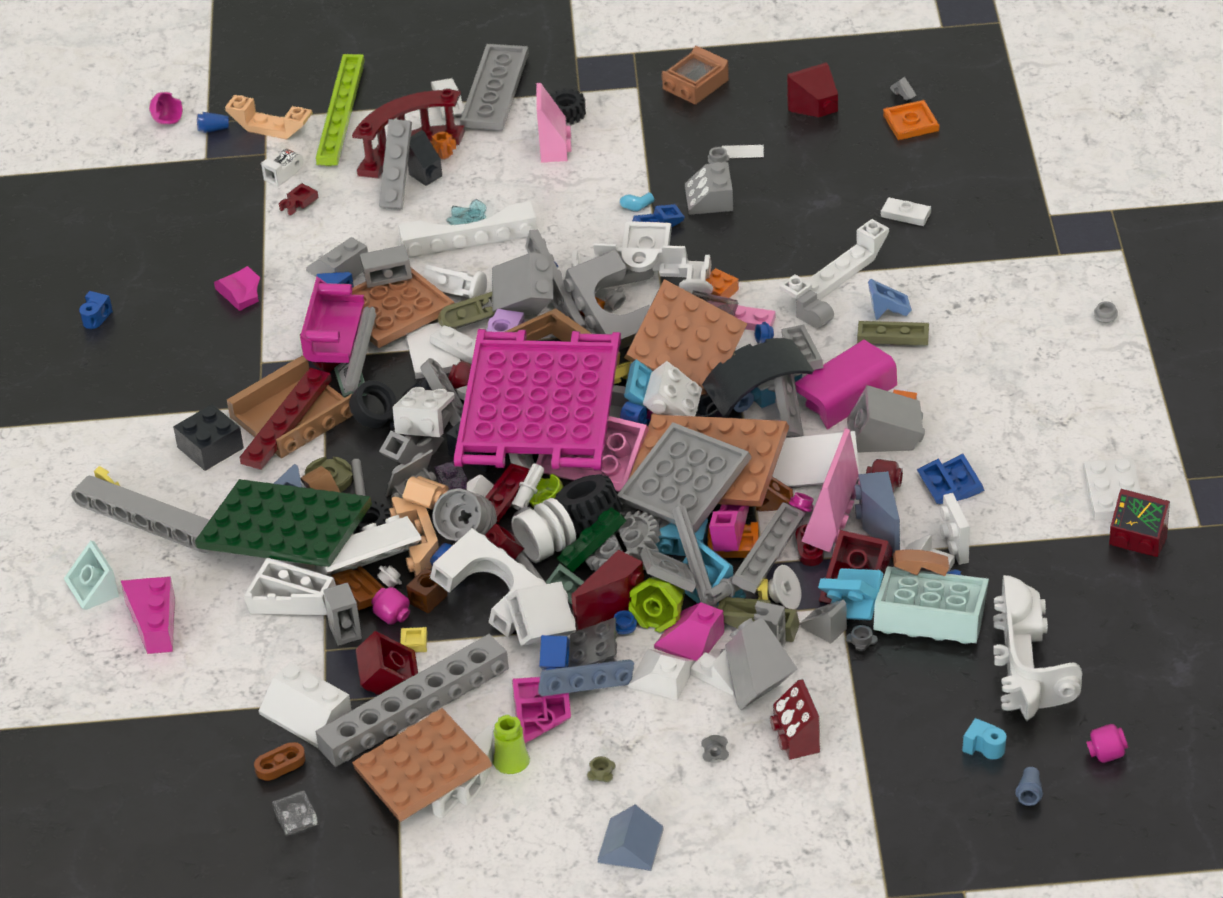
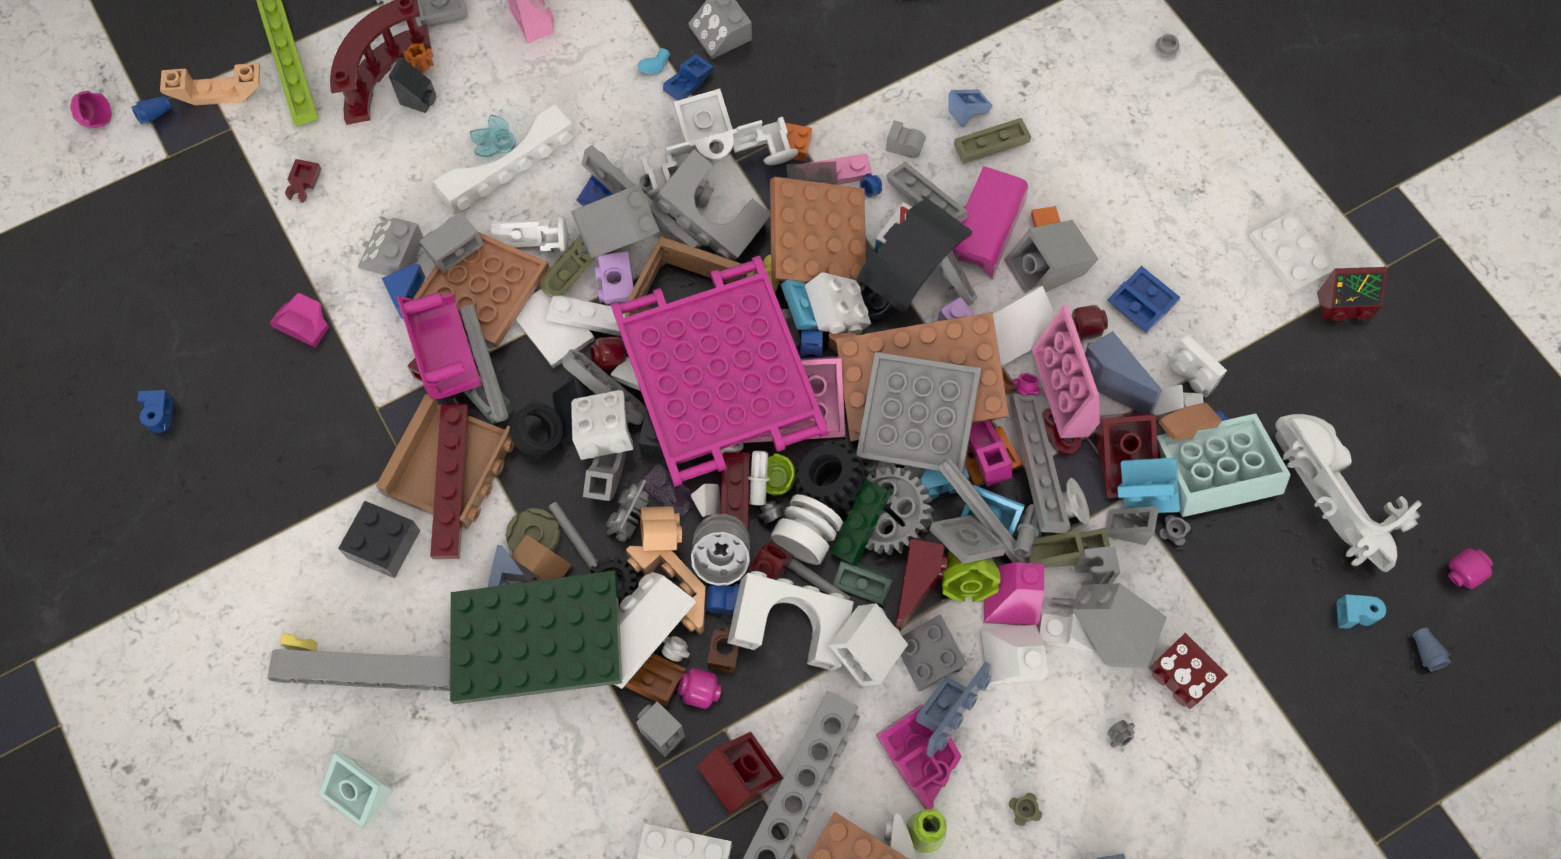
camera: 30 degrees left, 25 degrees up
(152, 610) = (448, 807): dark pink wedge -> none
(283, 167) = (261, 143): white leg -> none
(287, 590) = (584, 716): white wedge -> none
(395, 164) = (391, 106): light grey plate -> none
(415, 638) = (742, 718): light yellow tile -> none
(554, 652) = (904, 685): blue brick -> none
(625, 622) = (941, 605): blue plate -> none
(869, 241) = (898, 75): white slope -> none

